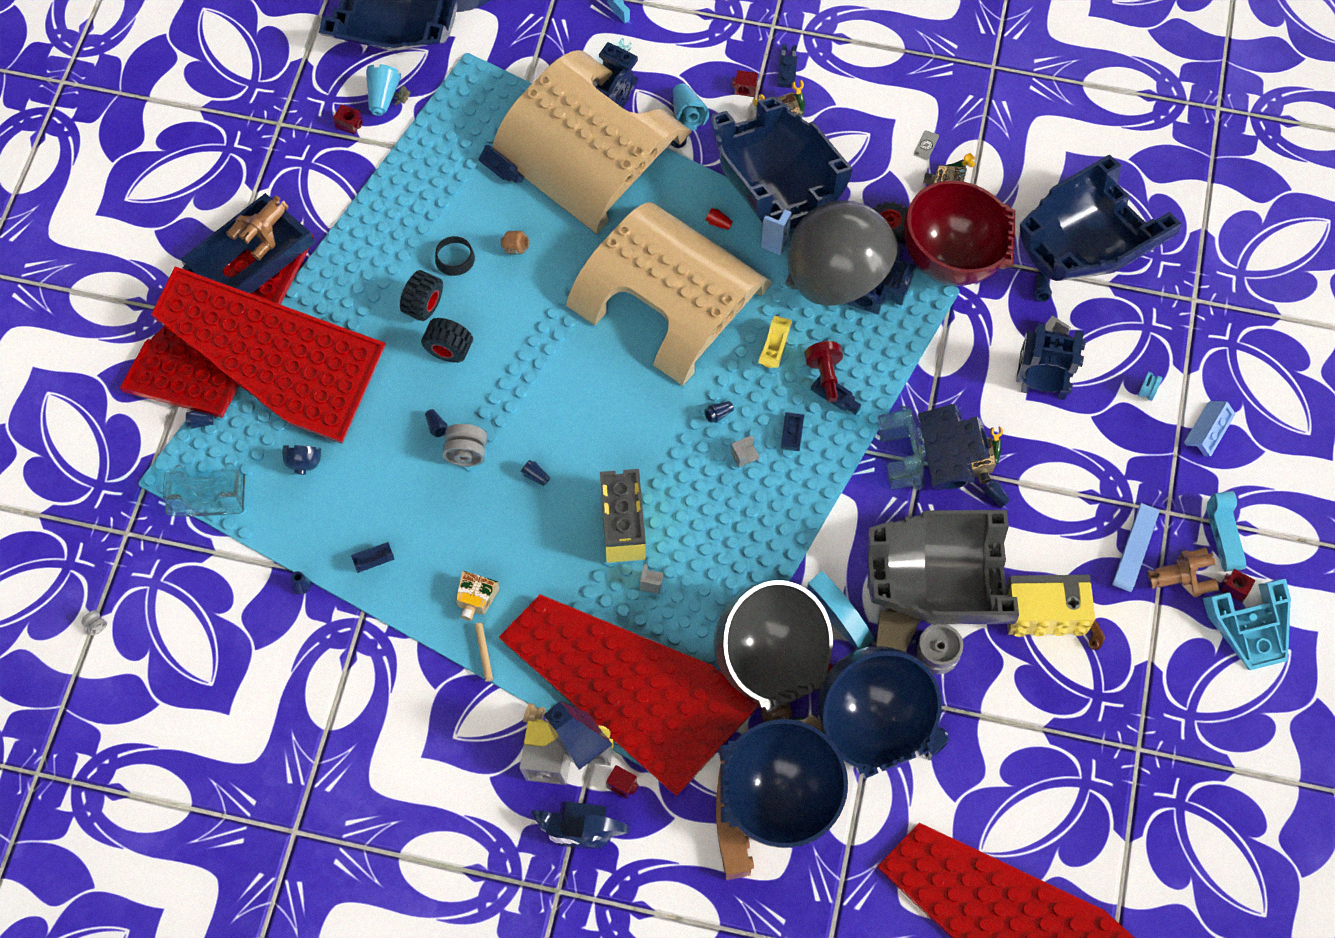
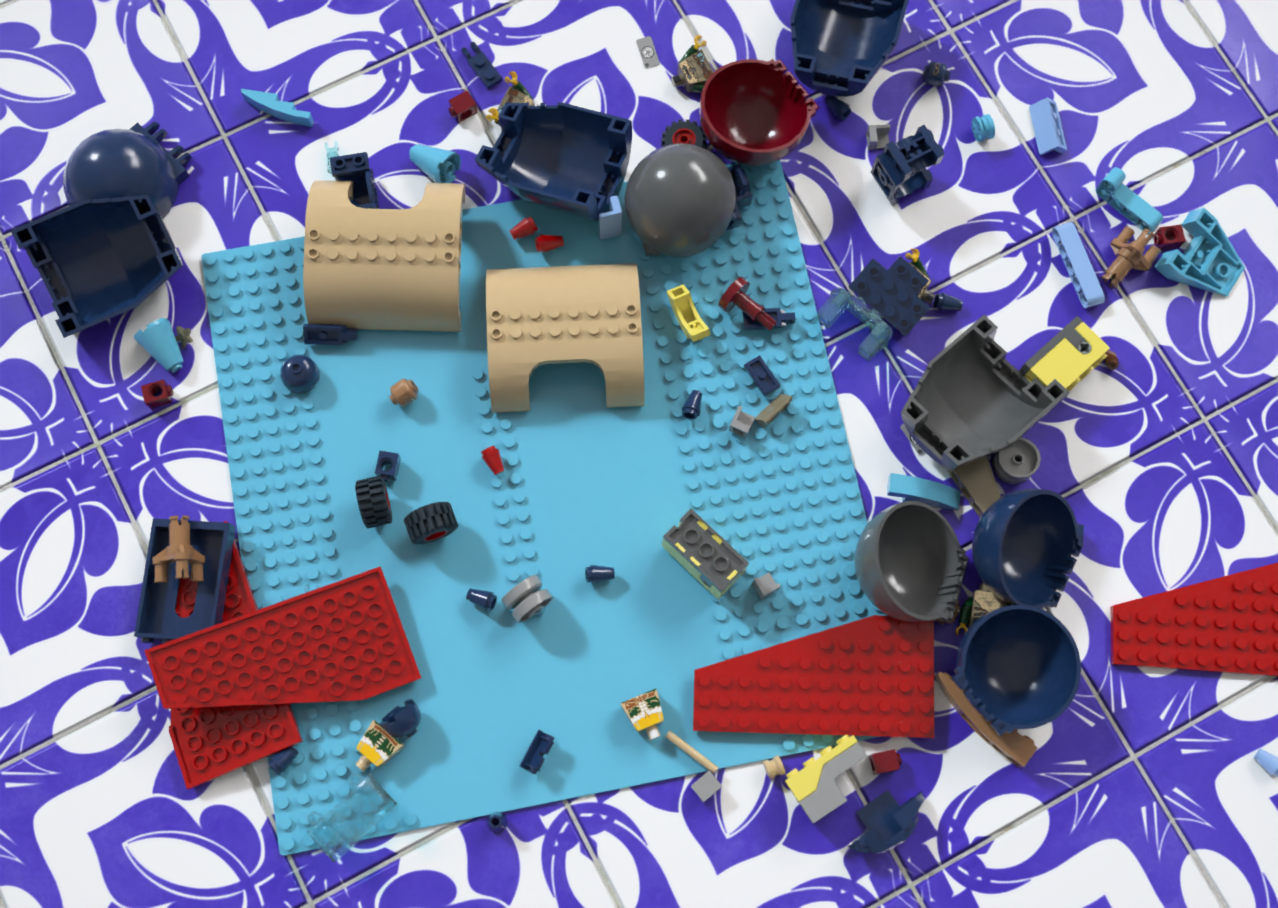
camera: 45 degrees left, 10 degrees up
(267, 463) = (377, 747): none -> torso
(455, 176) = (299, 374): none -> dark blue cylinder
(456, 276) = (388, 458): none -> dark blue brick
(459, 269) = (368, 460): black tyre -> none
(470, 685) = (706, 786): none -> light grey panel
(534, 335) = (493, 459): none -> red cone
(576, 733) = (843, 761): dark blue slope -> none
(709, 196) = (524, 228): none -> red cone
(778, 464) = (776, 407): none -> dark tan slope
(1148, 320) = (936, 74): none -> dark blue head

